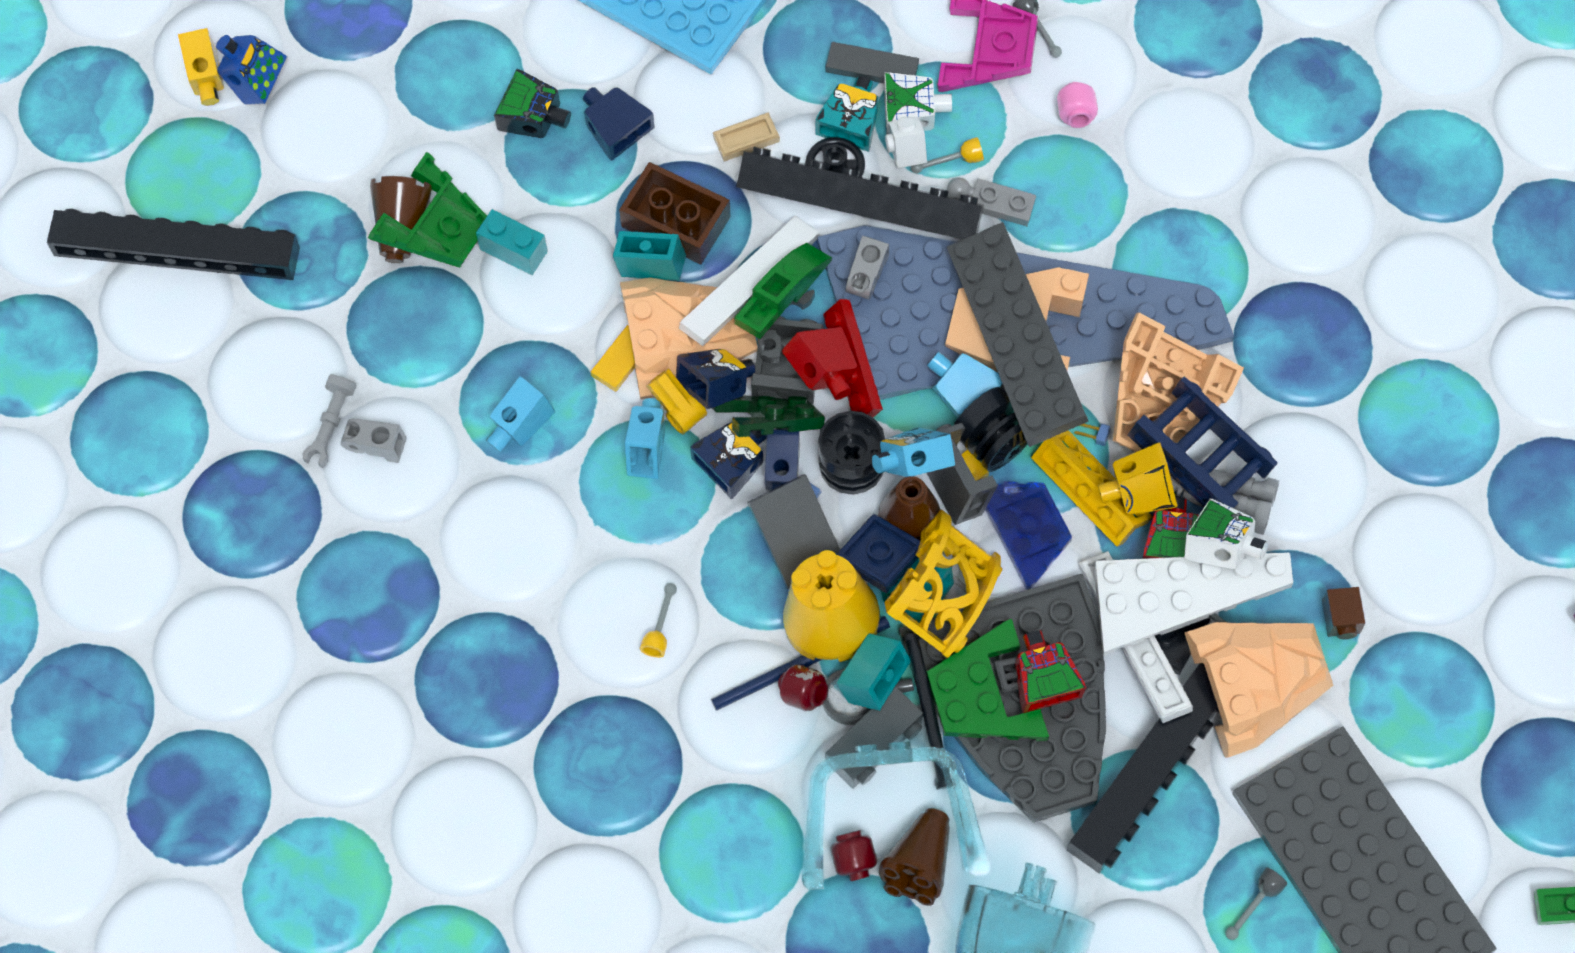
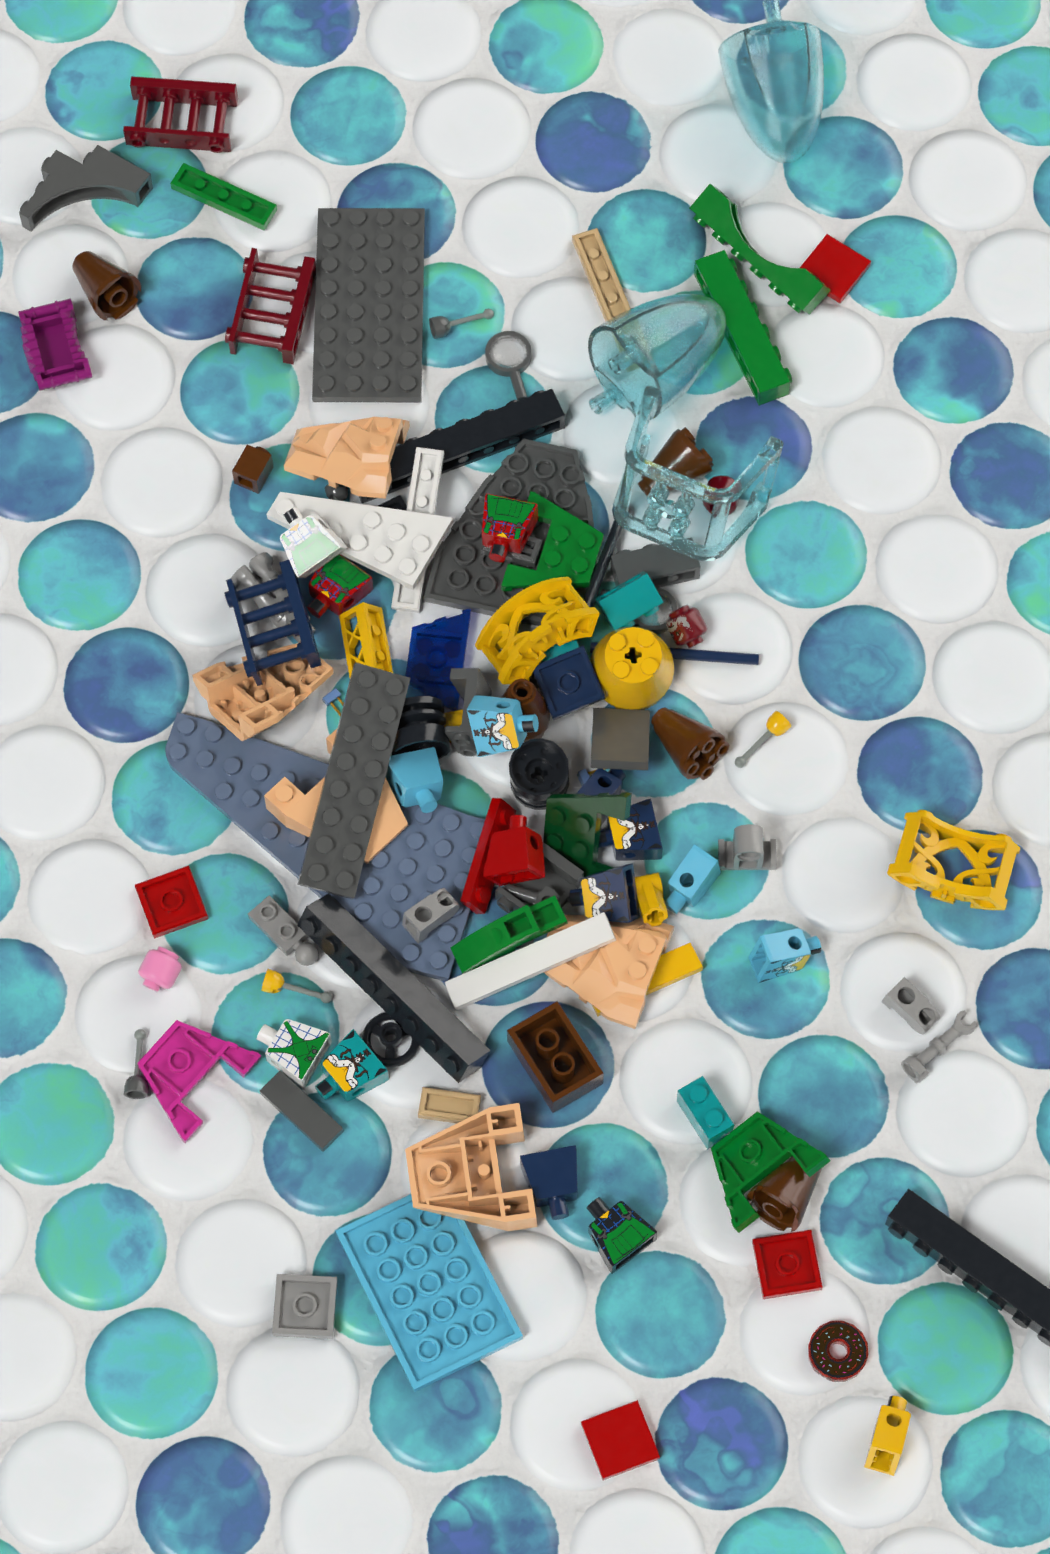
camera: 150 degrees left, 0 degrees up
(249, 67) = (844, 1407): blue torso -> none
(285, 105) = (838, 1333): none -> tile
(365, 572) = (914, 873): none -> yellow fence
(367, 159) = (787, 1264): none -> red tile
(608, 494) = (747, 850): none -> light grey pin
(649, 255) = (599, 1028): teal brick -> none
(693, 76) = (460, 1174): none -> light nougat wedge
(730, 568) = (689, 743): none -> reddish brown cone
(907, 142) = (323, 1011): white brick -> none
(1112, 173) = (171, 902): none -> red tile
(1141, 482) = (328, 616): yellow torso -> none
(1177, 895) = (509, 356): none -> piece
(1437, 826) = (292, 321): none -> dark red fence

